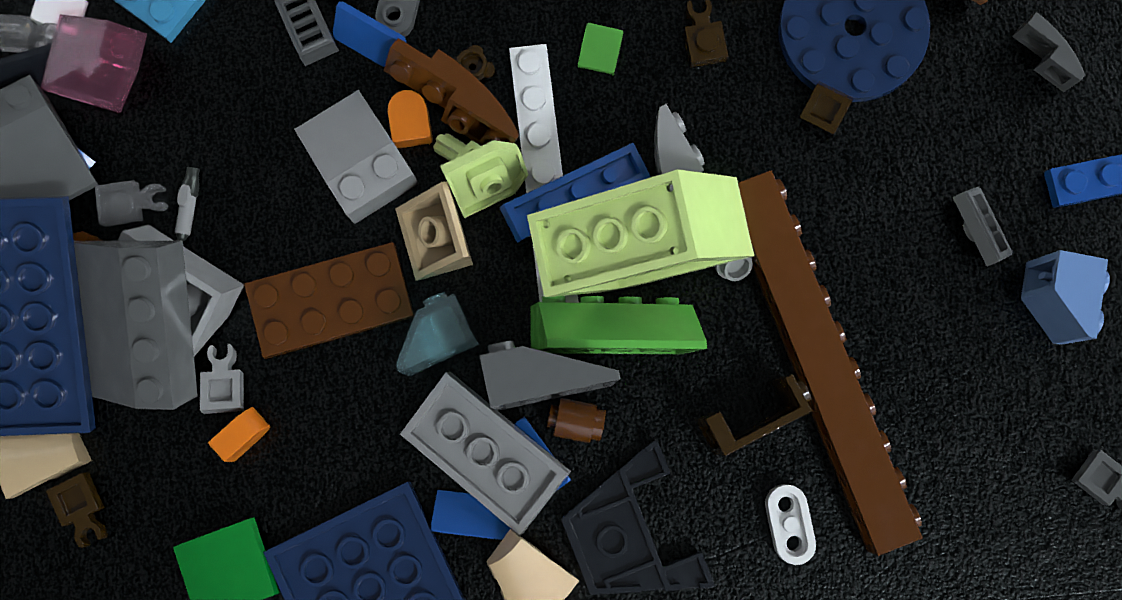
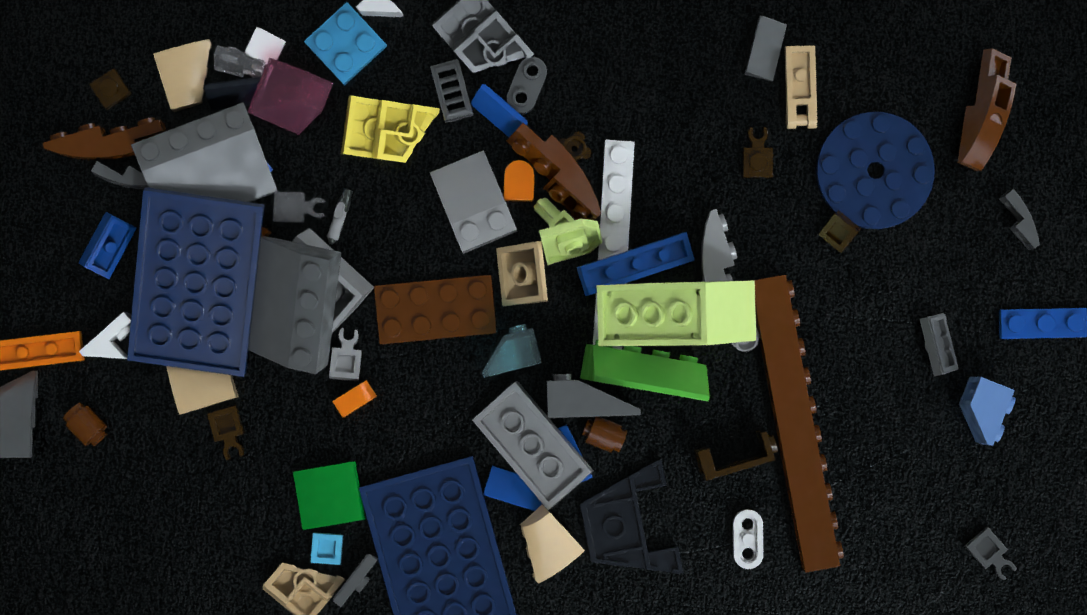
camera: 10 degrees right, 5 degrees up
(227, 83) = (384, 128): none -> light yellow slope
(600, 48) = (675, 153): bright green slope -> none

